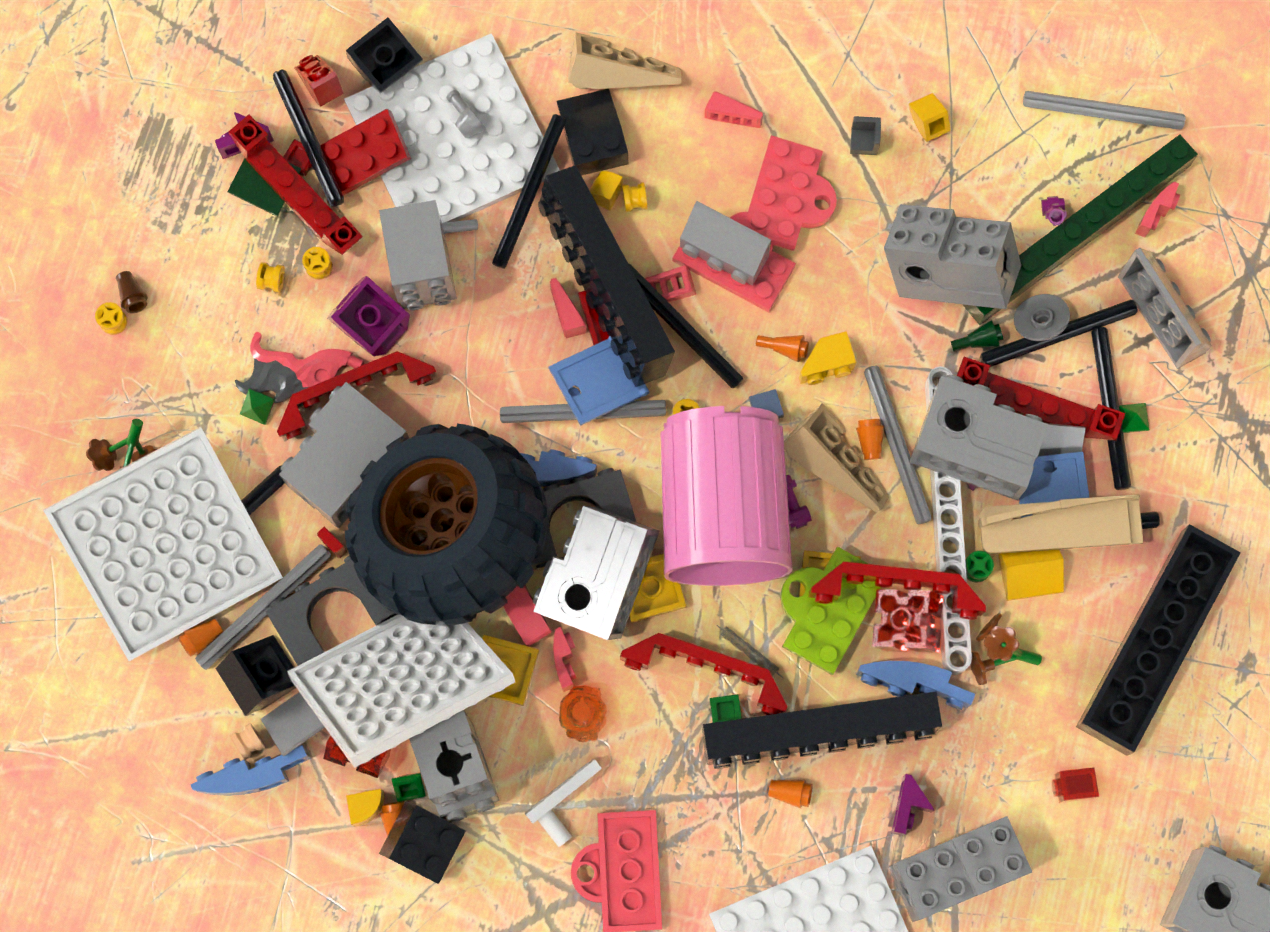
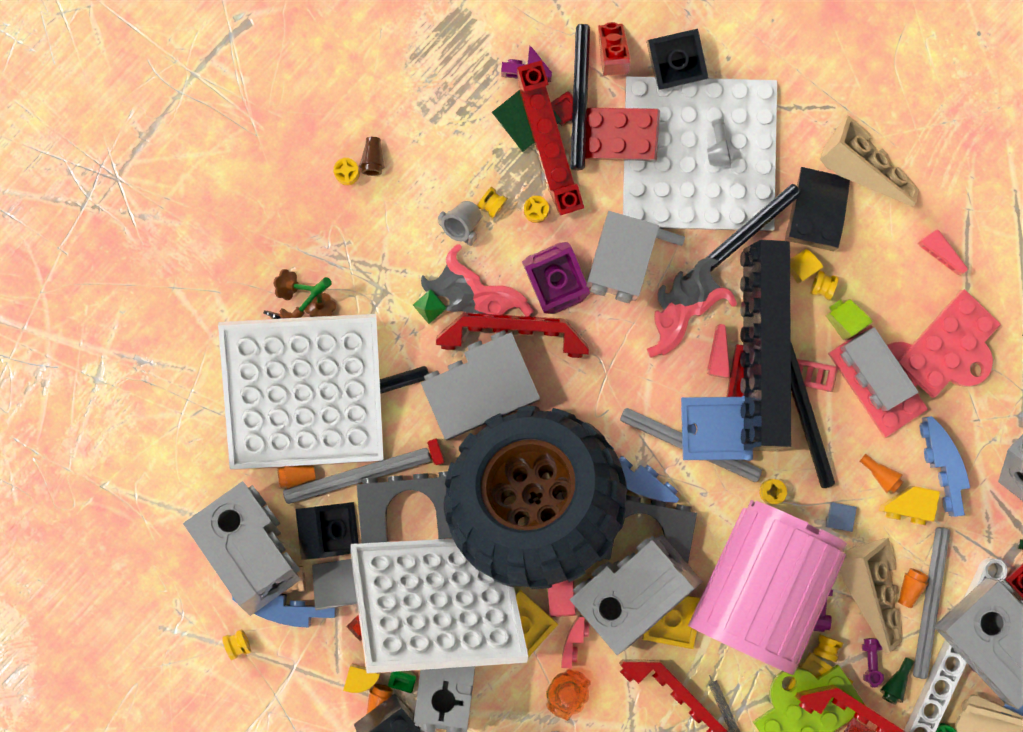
camera: 25 degrees right, 10 degrees up
(178, 727) = (244, 547): none -> light grey piece
(220, 836) = (236, 644): none -> yellow wheel
(247, 310) = (460, 222): none -> light grey piece
(505, 277) = (686, 299): none -> piece
(671, 214) = (847, 318): none -> lime slope
(819, 537) = (828, 648): none -> yellow wheel
(834, 297) = (943, 453): none -> medium blue slope
(878, 540) = (872, 675): none -> magenta bar
(905, 543) = (895, 687): none -> dark green cone

